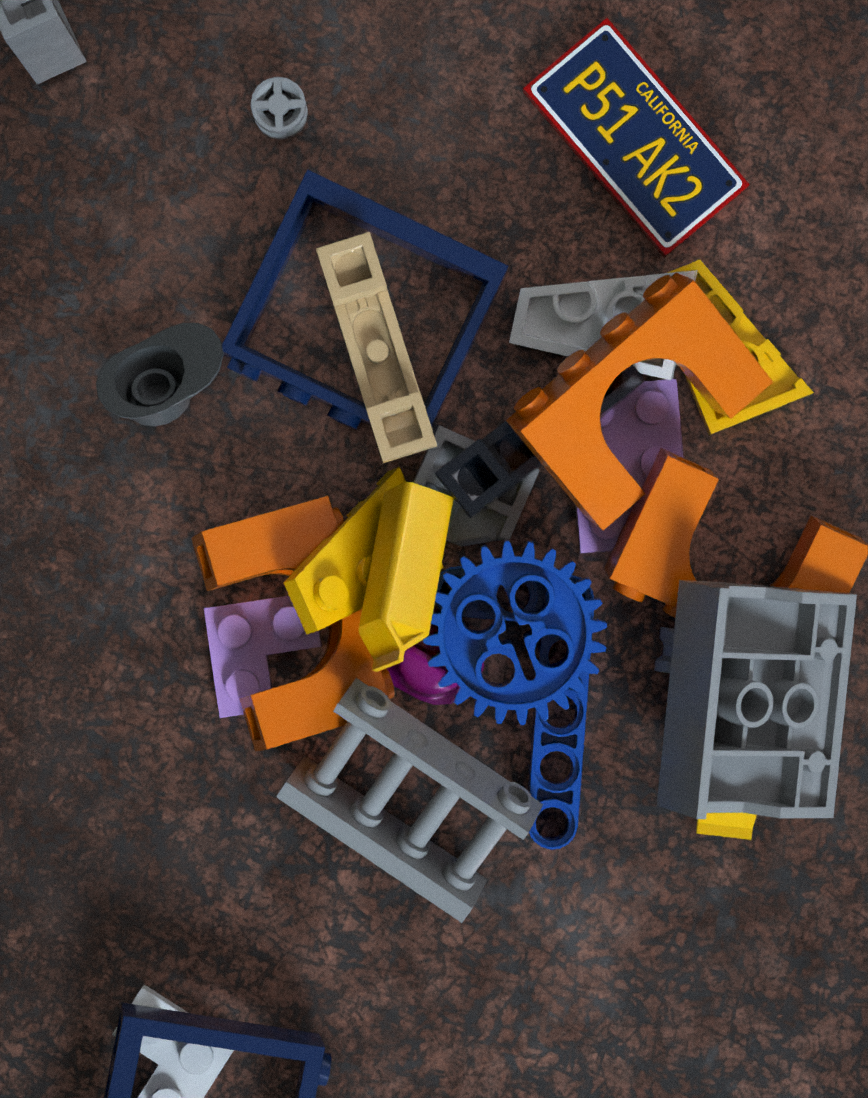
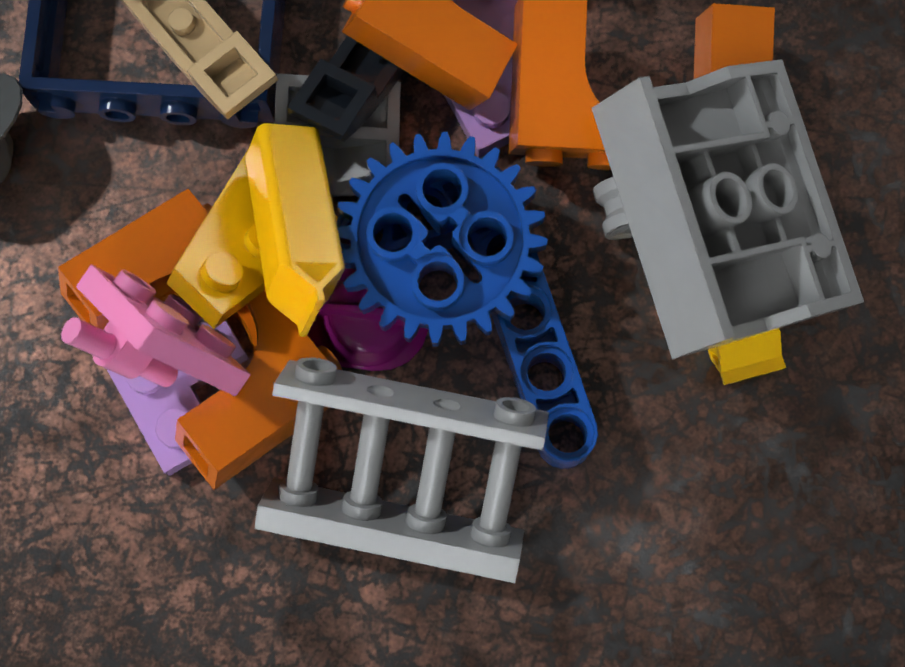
camera: 20 degrees left, 10 degrees down
(259, 622) = (151, 335): none -> bright pink plate

